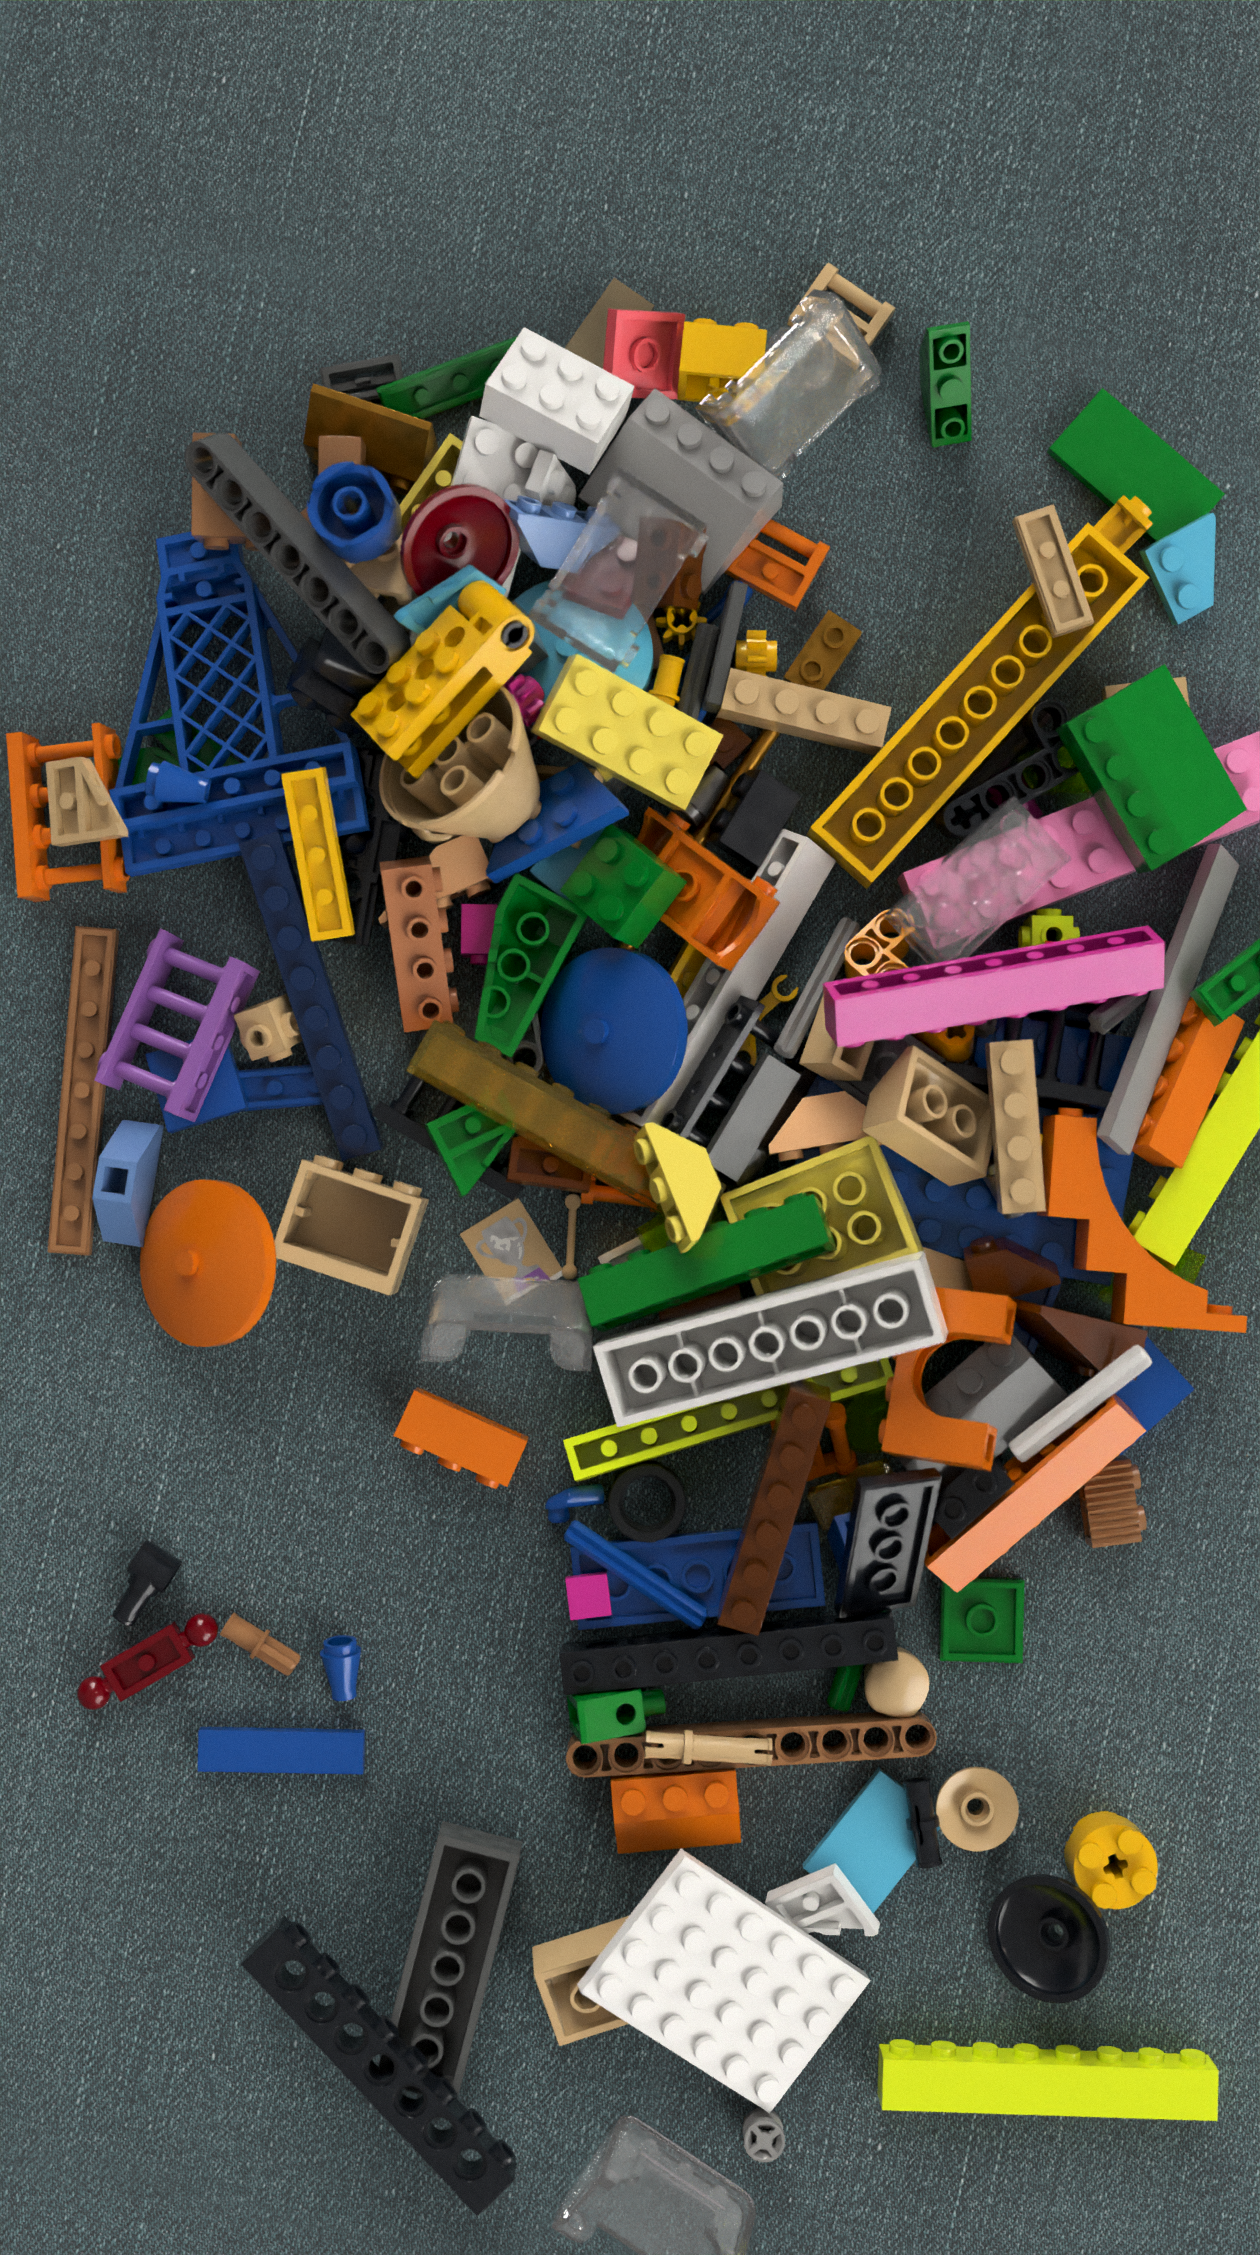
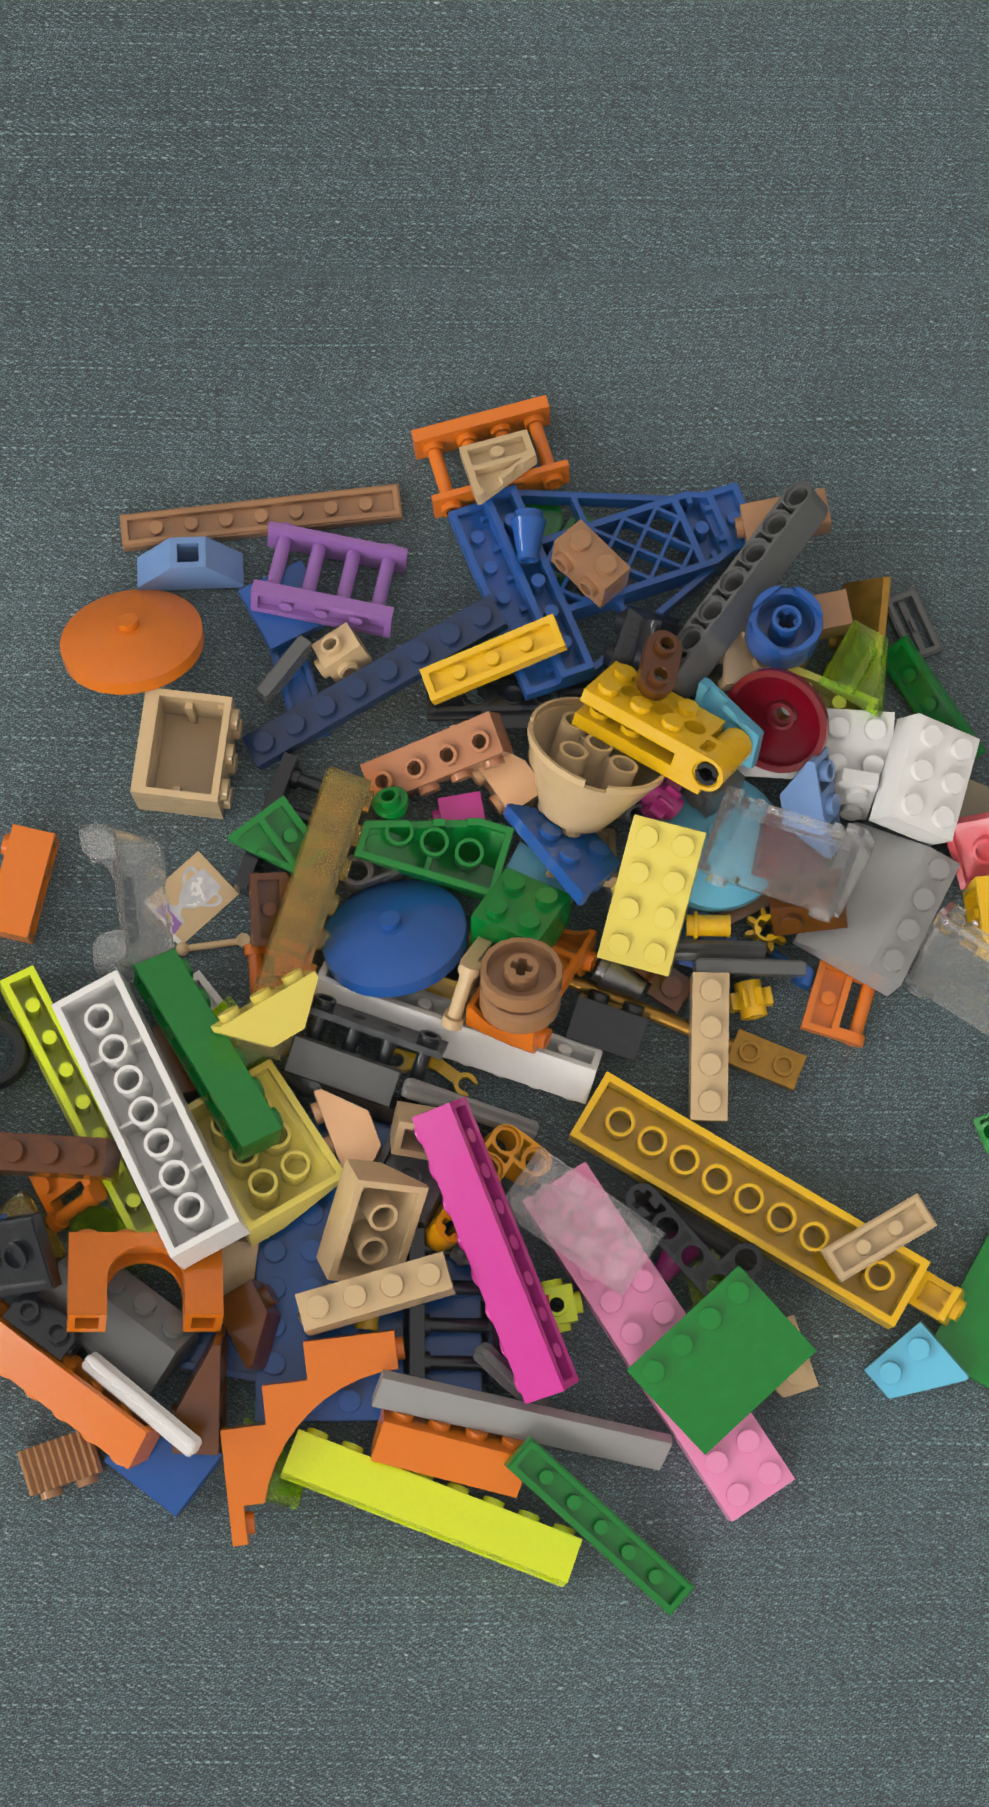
camera: 80 degrees right, 10 degrees down
(227, 720) = (590, 563): none -> medium nougat brick
(275, 1097) = (284, 670): none -> dark grey tile
(369, 661) = (659, 662): none -> reddish brown plate
(414, 442) = (859, 668): none -> clear neon green wing
(467, 1000) = (391, 803): none -> green plate
(688, 959) = (467, 984): none -> tan plate
(708, 897) = (520, 985): none -> medium nougat wheel

